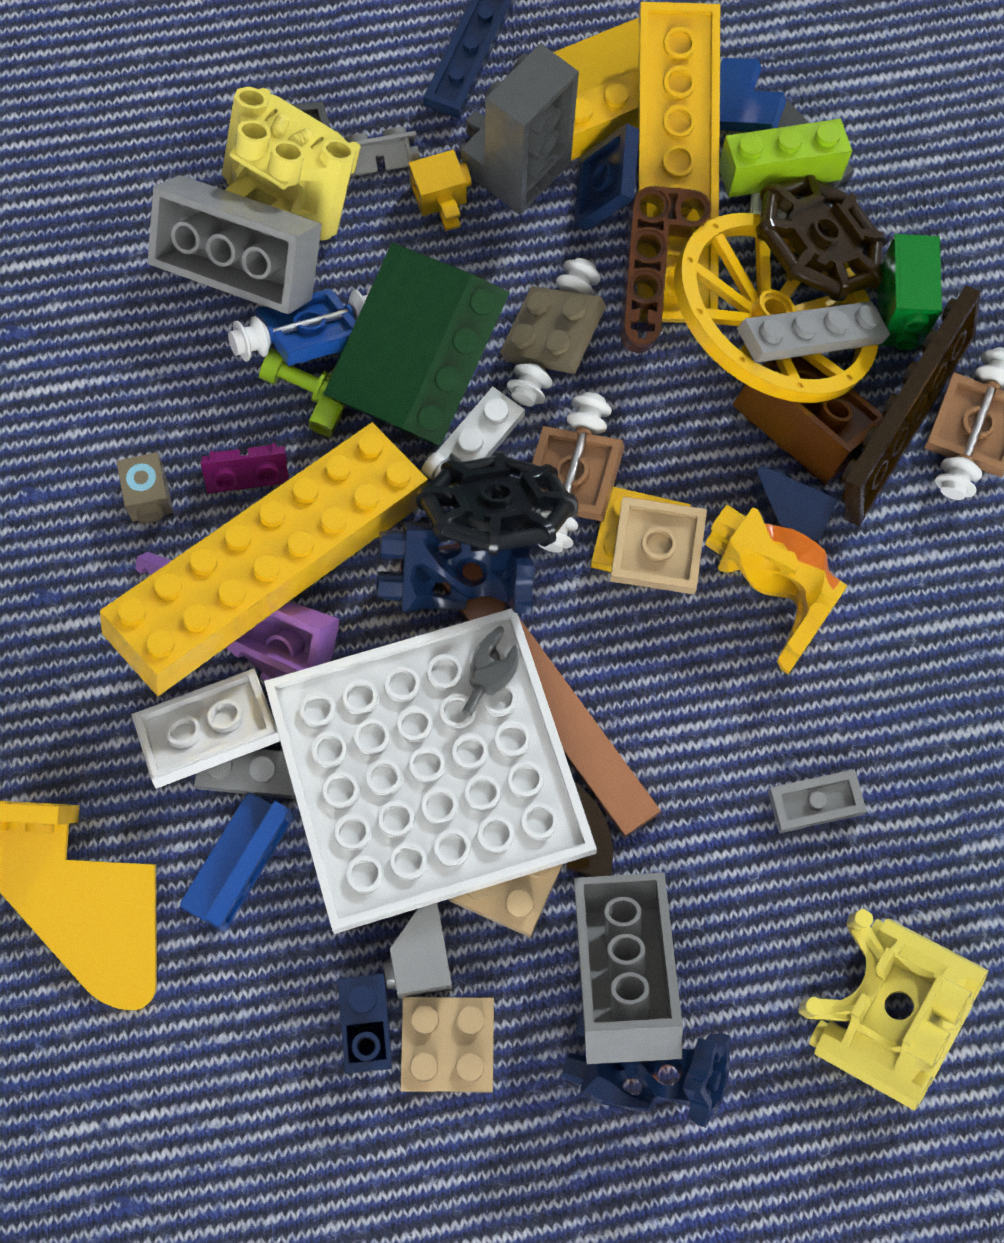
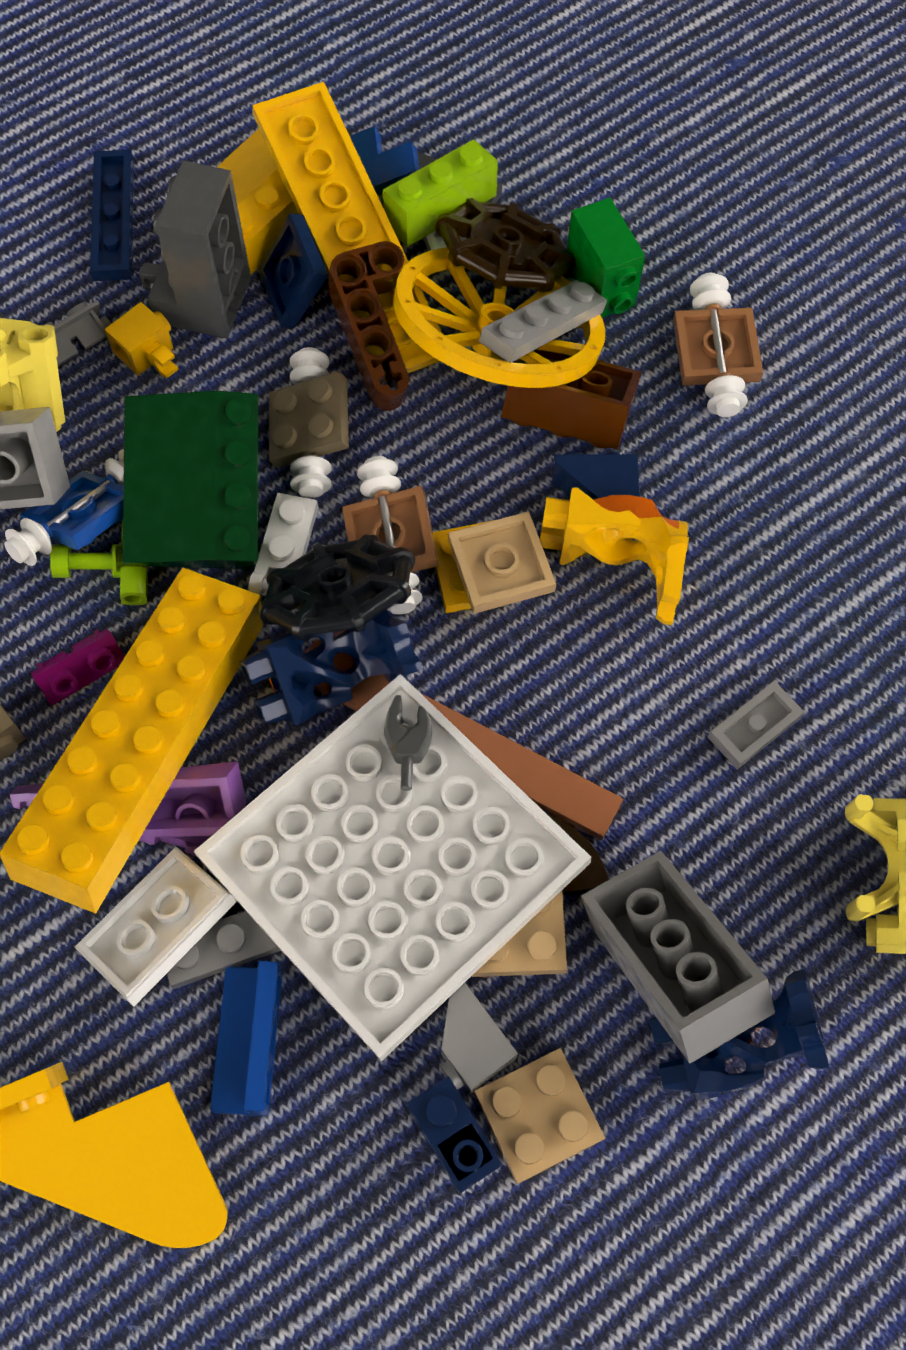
camera: 25 degrees left, 5 degrees down
(909, 409) = (655, 352): dark brown plate -> none

